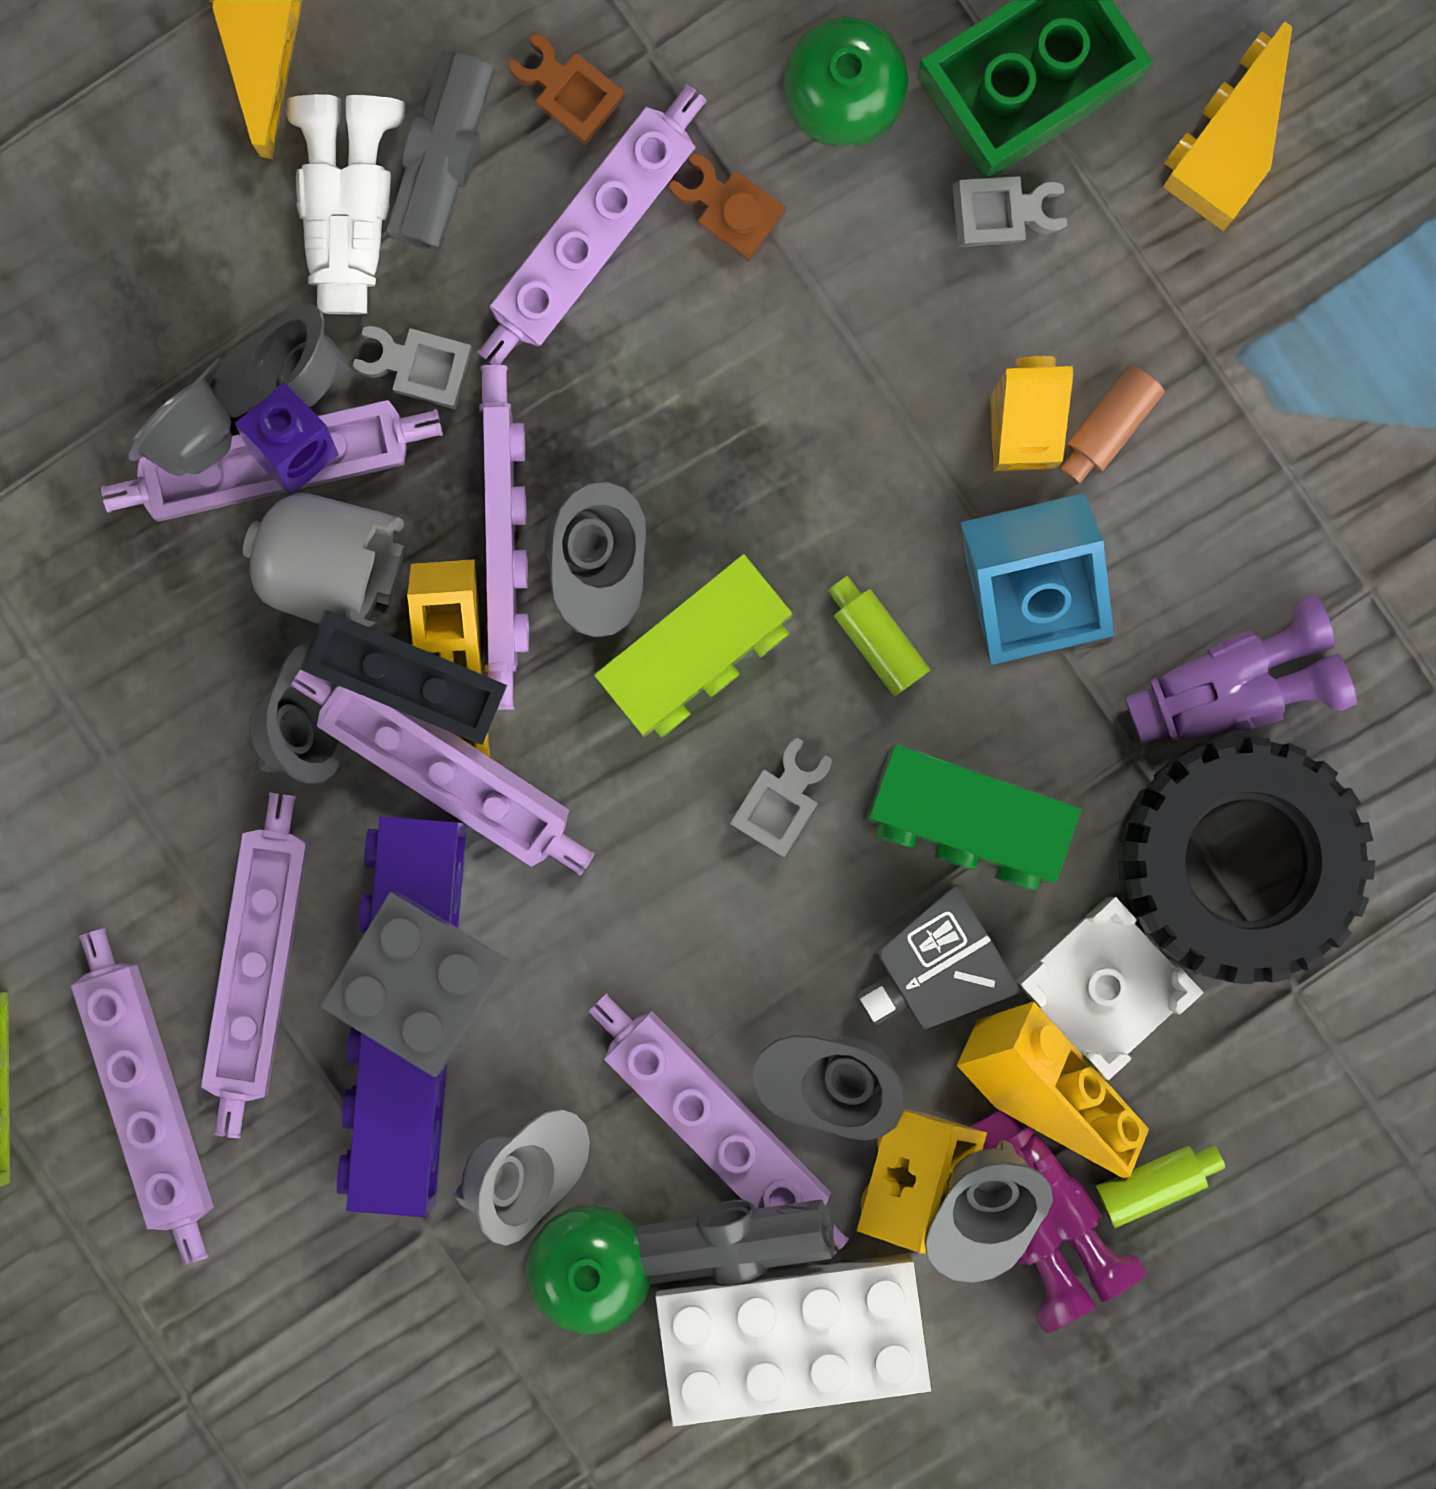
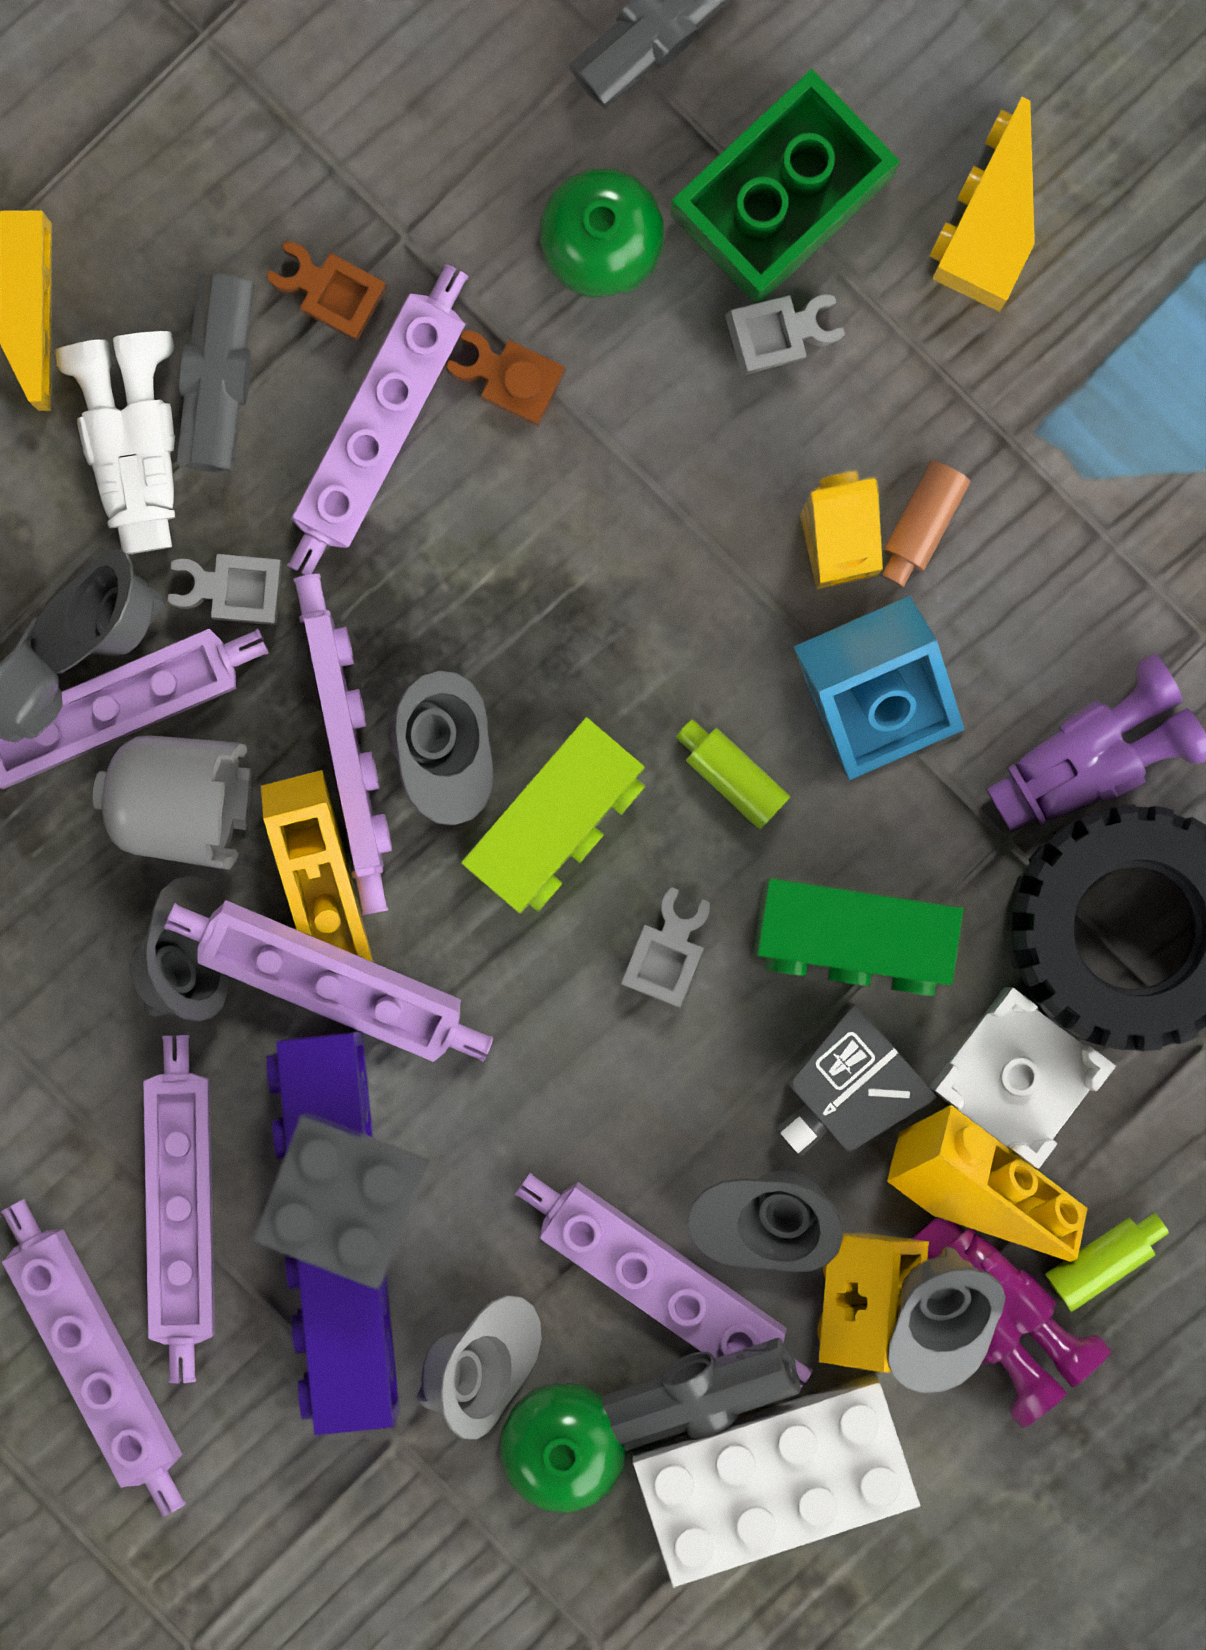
camera: 10 degrees left, 0 degrees up
(287, 439) = (117, 686): dark purple brick -> none
(403, 677) = (274, 899): black plate -> none

